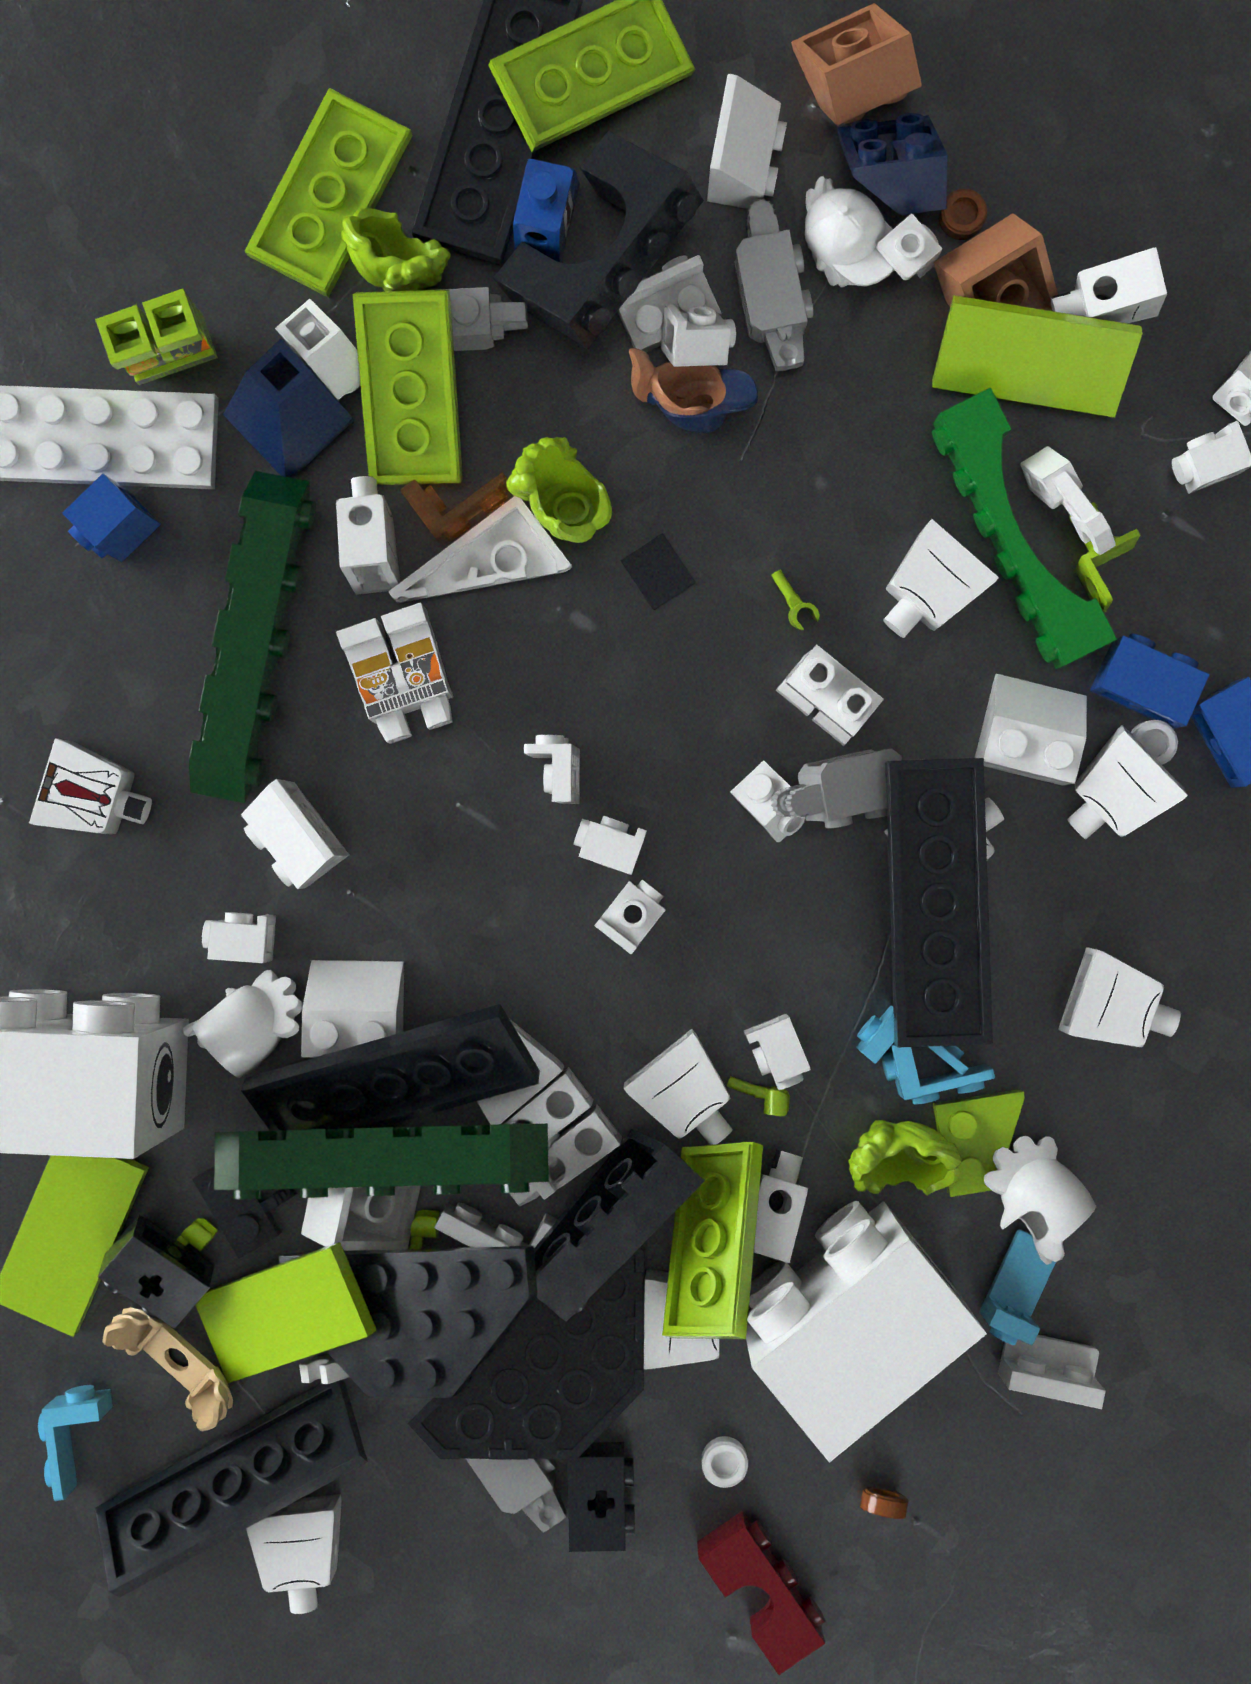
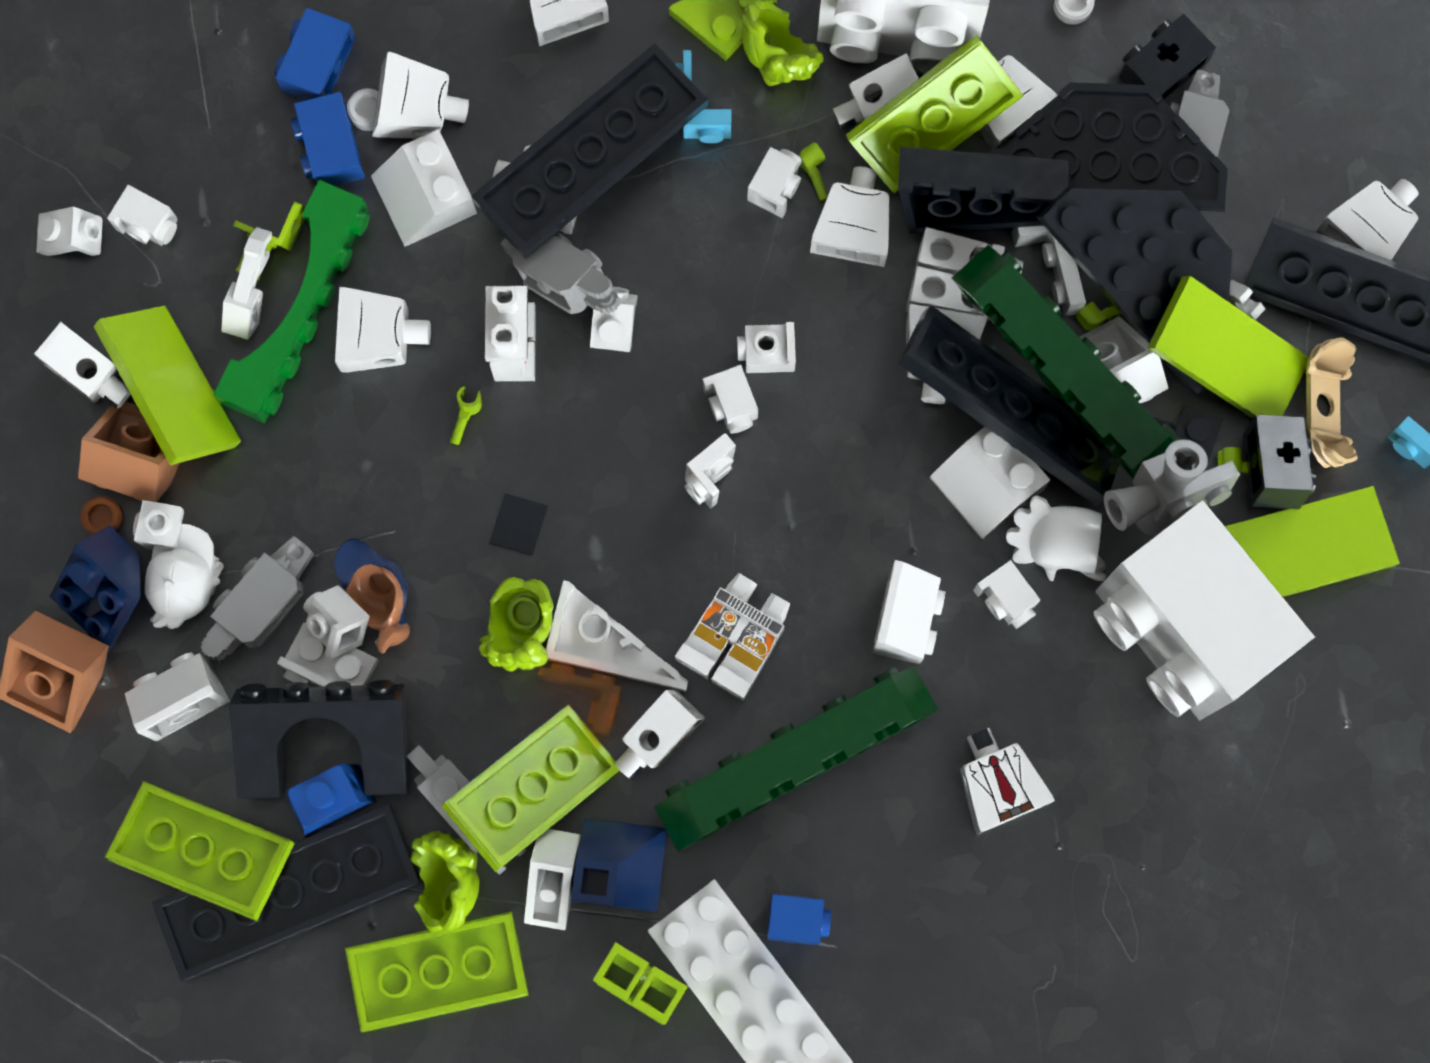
camera: 130 degrees left, 10 degrees down
(192, 1145) = (1169, 488): none -> light grey brick
(900, 1066) = (720, 68): medium azure bracket -> none

